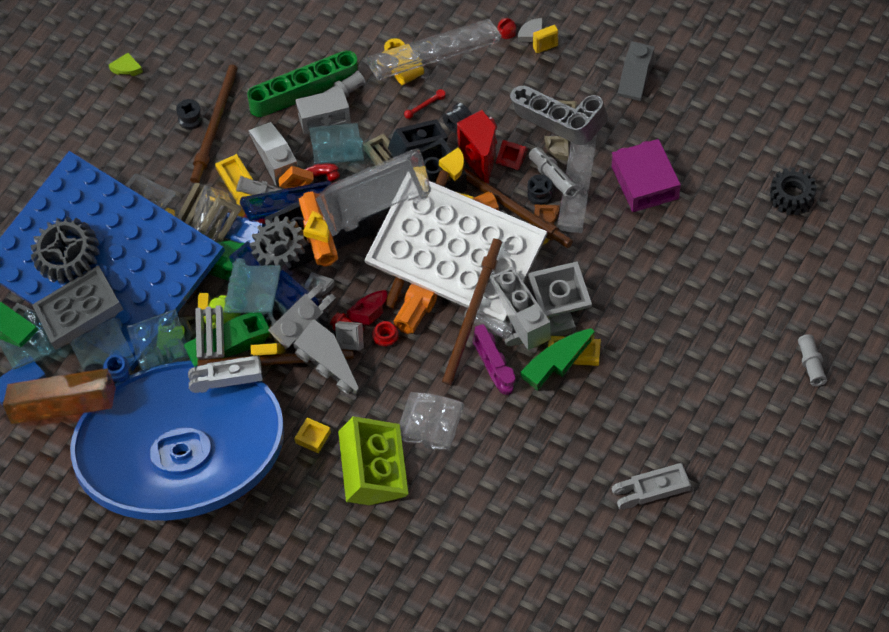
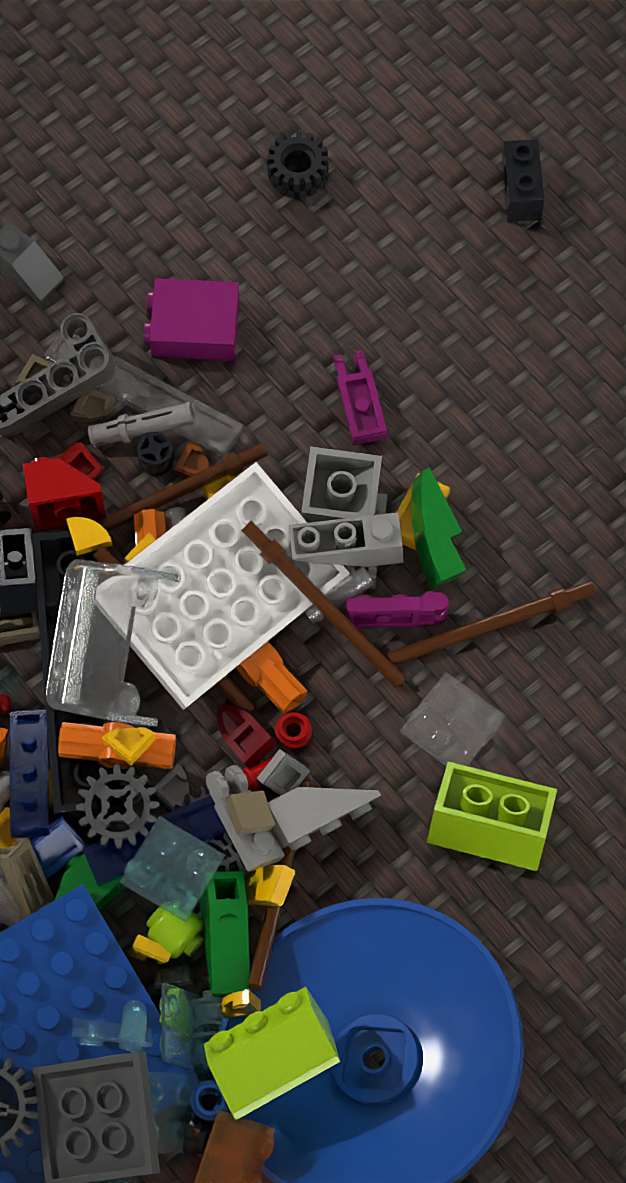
camera: 70 degrees left, 10 degrees up
(132, 295) = (130, 1034): none -> clear light blue hinge
(153, 380) = (271, 1052): none -> lime slope
(184, 363) = (240, 1004): none -> yellow tile
(208, 312) = (250, 961): light grey tile -> none
(225, 374) = (289, 948): light grey hinge -> none
(301, 310) = (250, 812): none -> dark tan tile
(312, 435) = (414, 878): yellow plate -> none
(547, 451) = (556, 600): none -> reddish brown bar
(637, 287) = (360, 401): none -> magenta hinge
(812, 360) = (553, 249): light grey pin -> none
(853, 321) = (522, 180): none -> black brick

